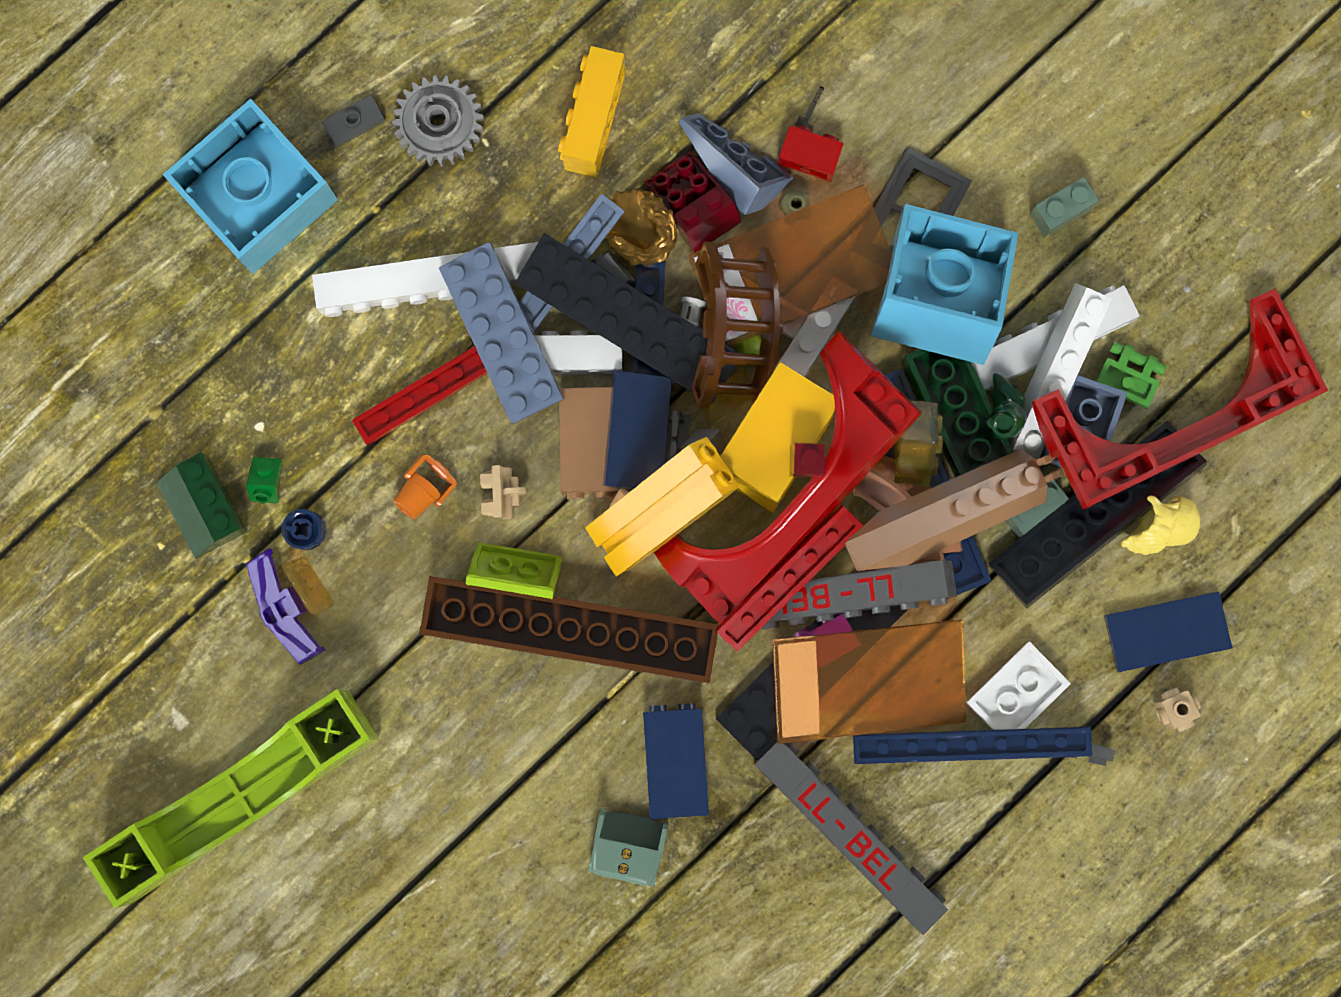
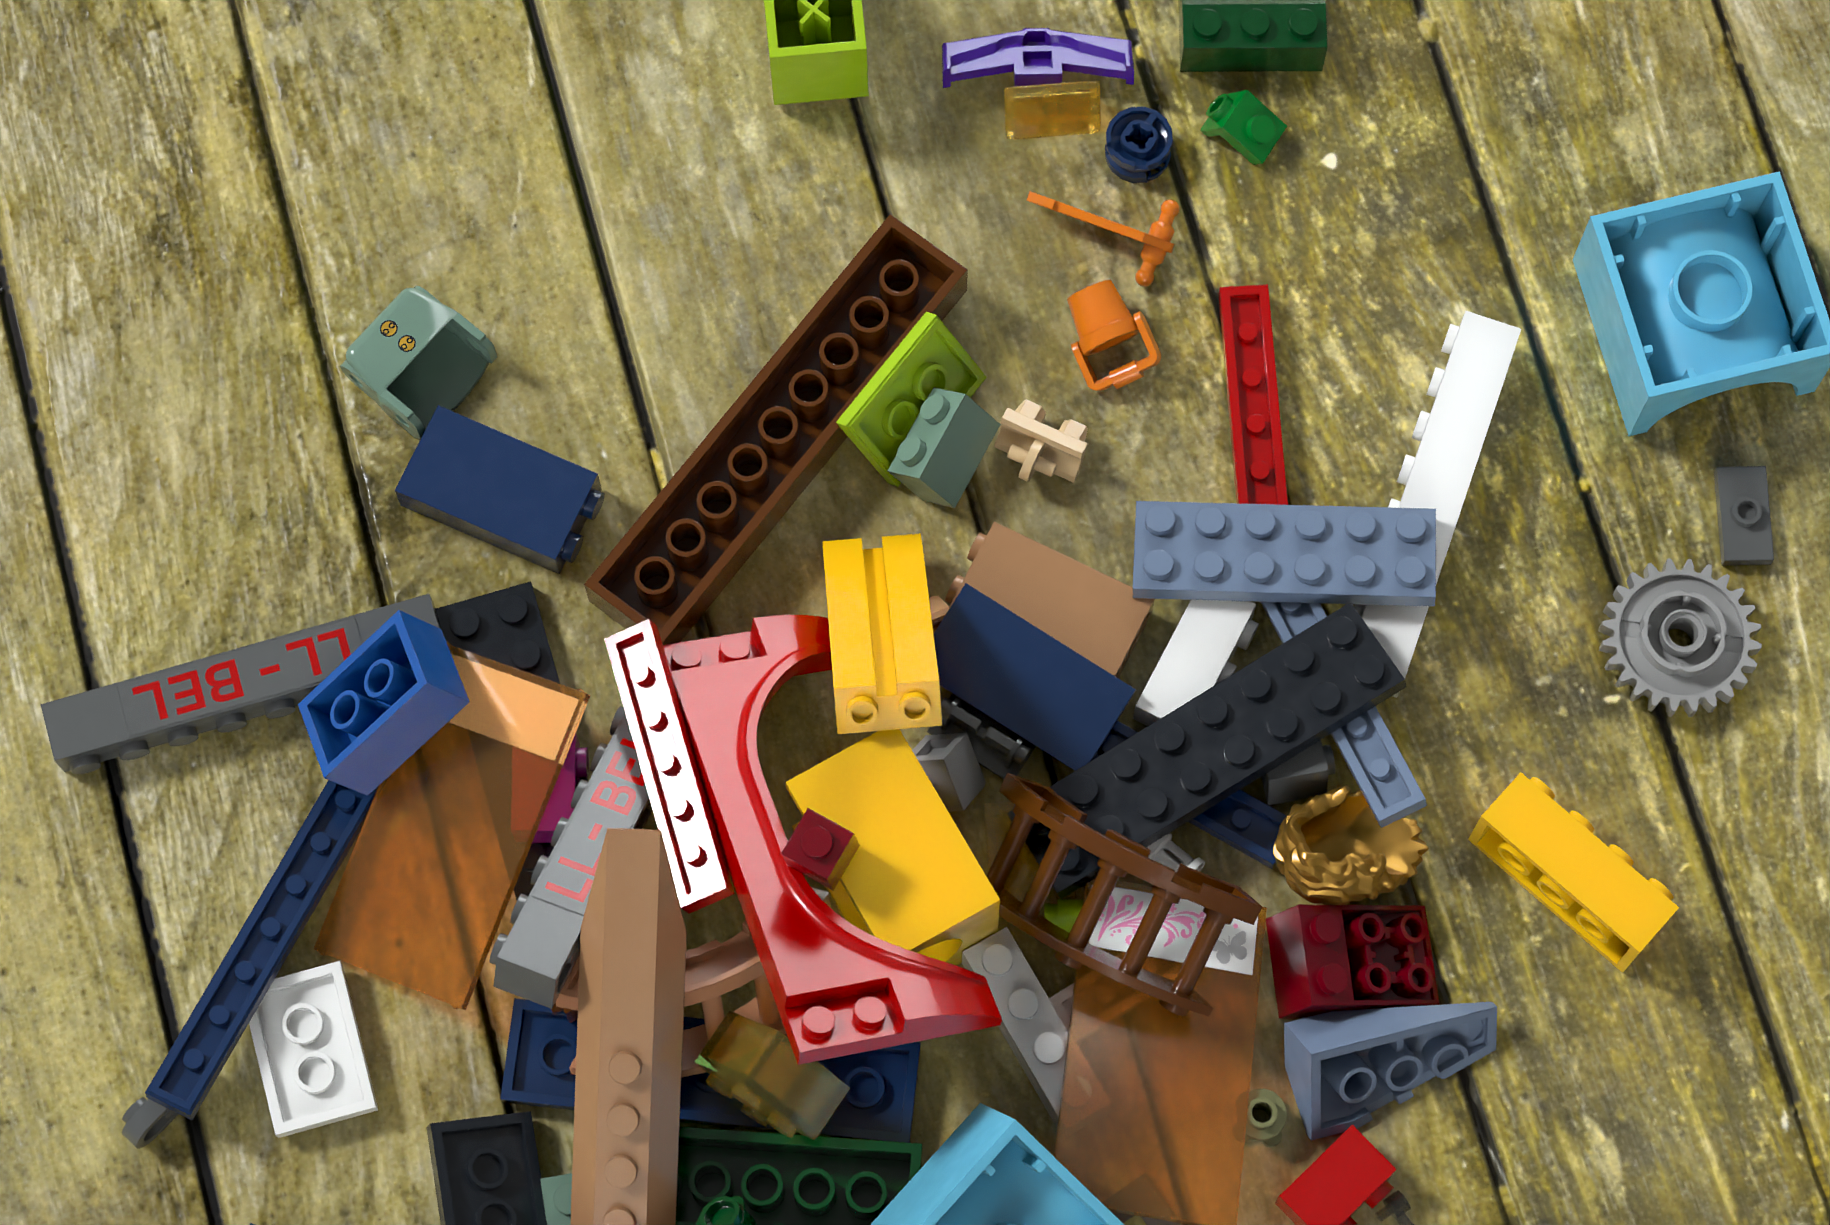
camera: 115 degrees right, 10 degrees down
(357, 492) = (1155, 243): none -> orange piece
(532, 539) = (944, 447): none -> sand green brick
(830, 749) = (383, 703): none -> blue brick

